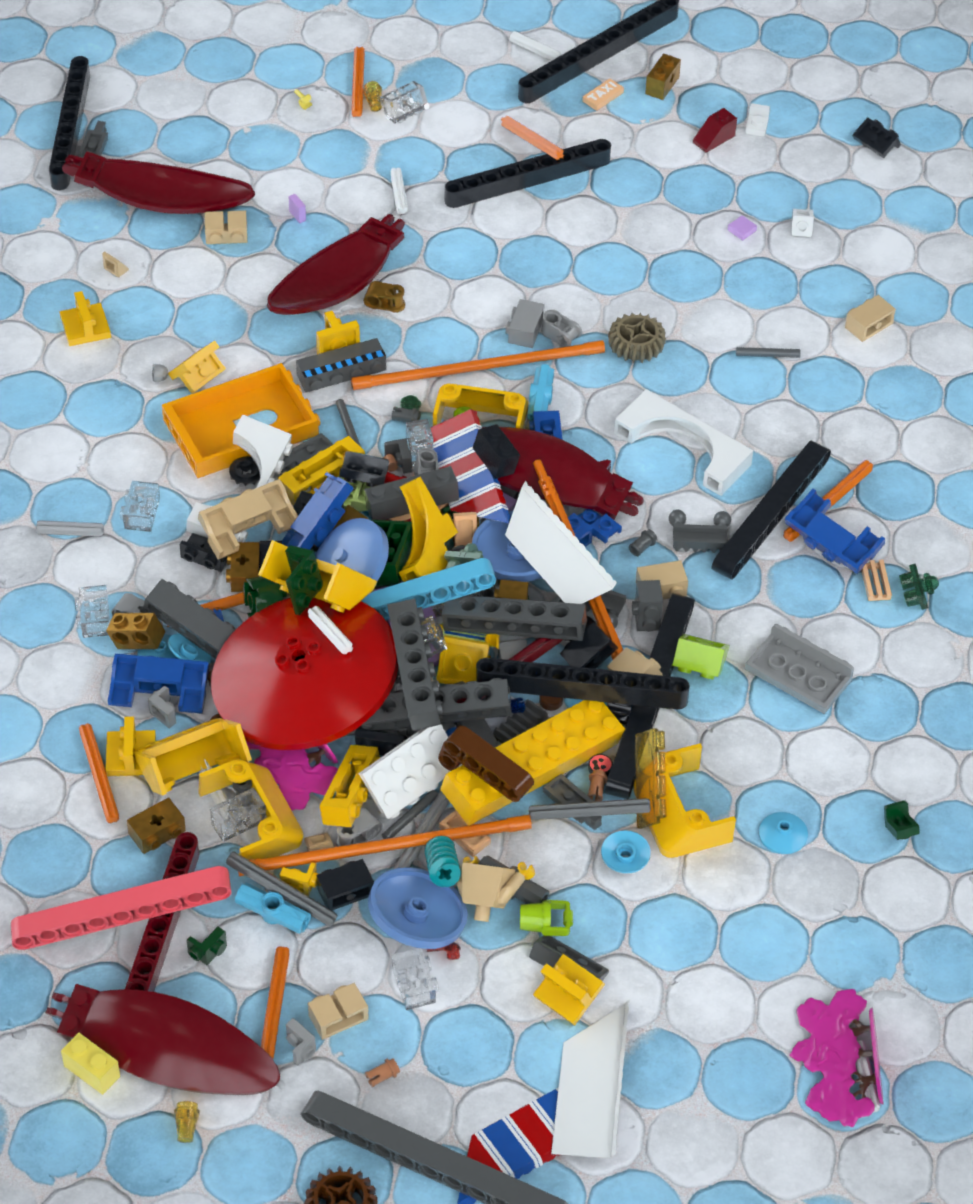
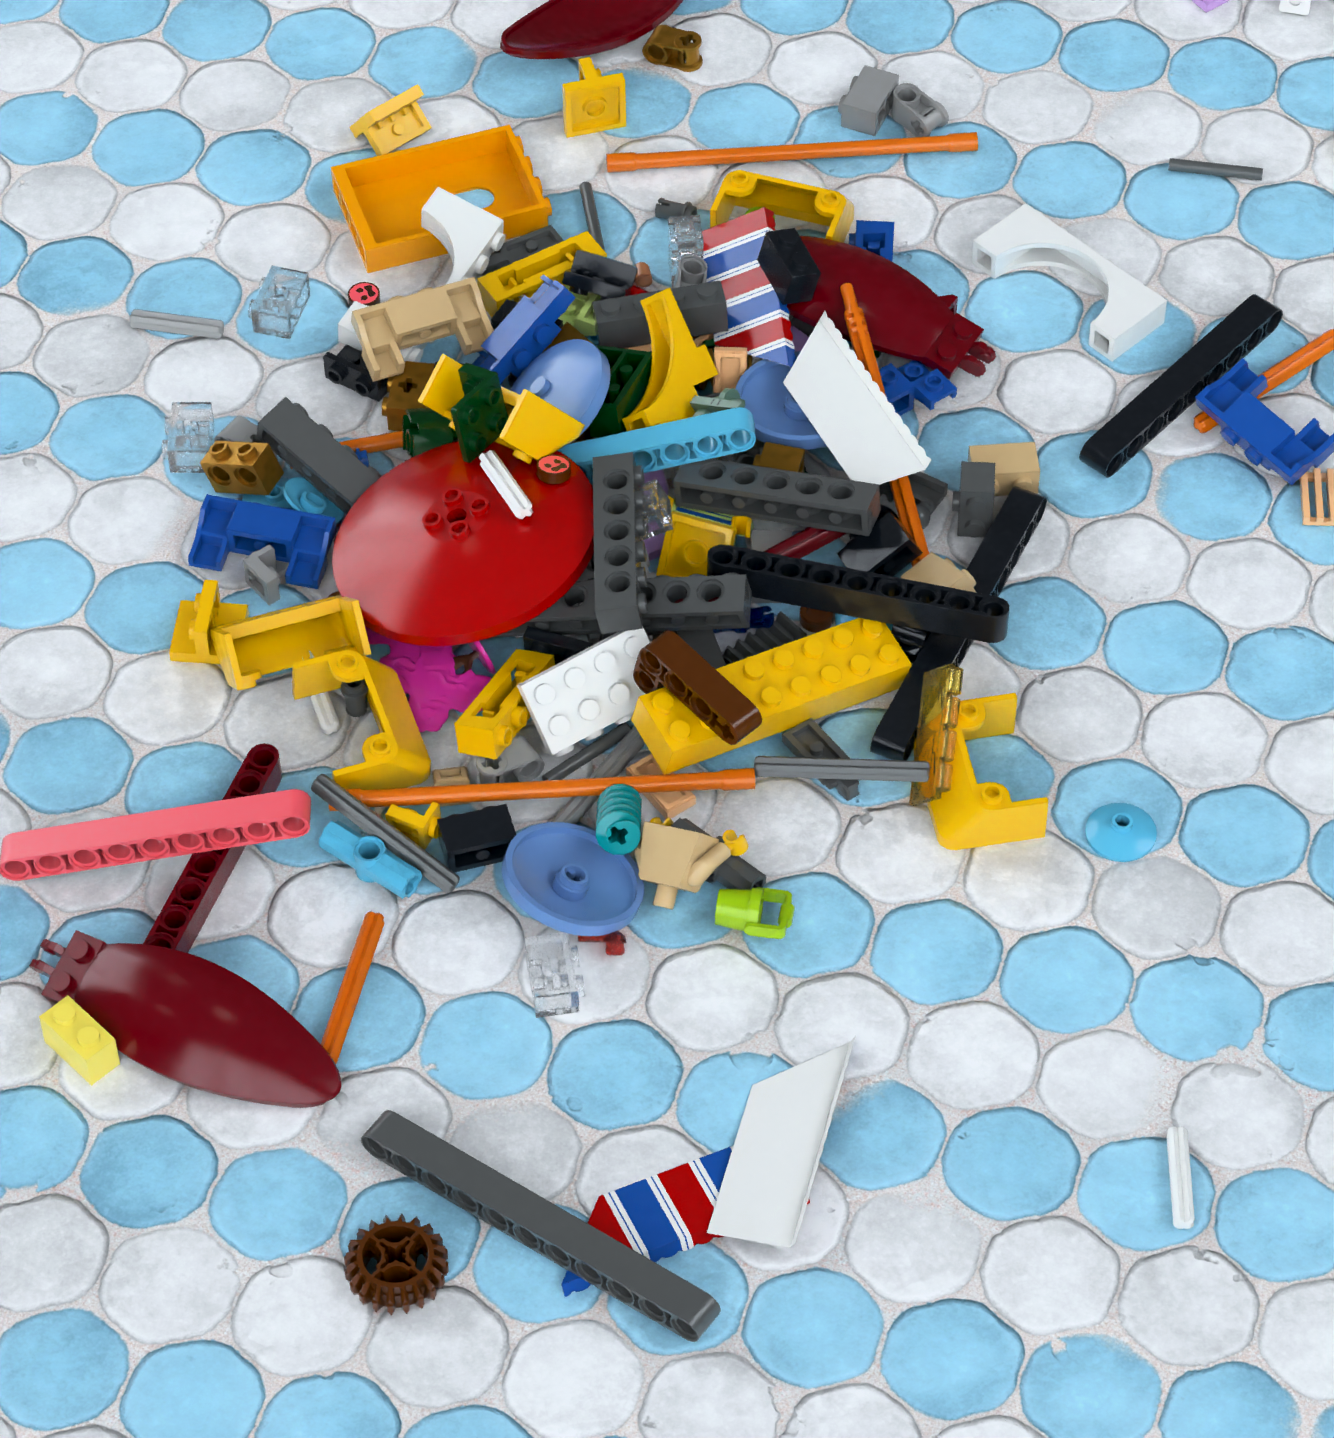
camera: 10 degrees right, 0 degrees up
(85, 322) = (245, 50): yellow bracket -> none
(99, 773) = (160, 655): orange axle -> none
(156, 825) = (226, 731): pearl gold brick -> none
(159, 372) = (338, 125): light grey hinge -> none
(186, 1120) = (199, 1130): clear yellow cone -> none
(198, 494) = (364, 293): none -> tile
(211, 947) = (271, 904): dark green bracket -> none
(238, 814) = (340, 727): clear brick -> none
(244, 464) = (430, 259): black gear -> none
(301, 1040) = (379, 1042): light grey bracket -> none
(338, 1011) = (437, 1007): tan piece -> none
(341, 365) = (594, 135): dark grey brick -> none
(360, 615) = (553, 469): none -> tile
(382, 1072) = (488, 1095): nougat pin -> none
(401, 452) = (658, 260): dark grey bracket -> none
(410, 402) = (685, 193): clear green plate -> none
(541, 390) = (876, 193): medium azure piece -> none
(550, 950) = (777, 977): dark grey slope -> none
(568, 989) = (769, 1011): yellow bracket -> none
(597, 781) = (861, 737): nougat pin -> none
(600, 762) = (869, 713): tile -> none
(628, 844) = (885, 823): medium azure dish -> none
(637, 337) = (1026, 132): dark tan gear -> none
(647, 539) = (992, 410): dark grey pin -> none
(699, 536) = (1070, 412): dark grey gear -> none
(700, 656) = (1041, 577): lime slope -> none
(800, 668) = (1185, 608): light grey bracket -> none
(834, 1052) = (1139, 1140): dark pink plant -> none
(899, 821) = (1292, 831): dark green bracket -> none

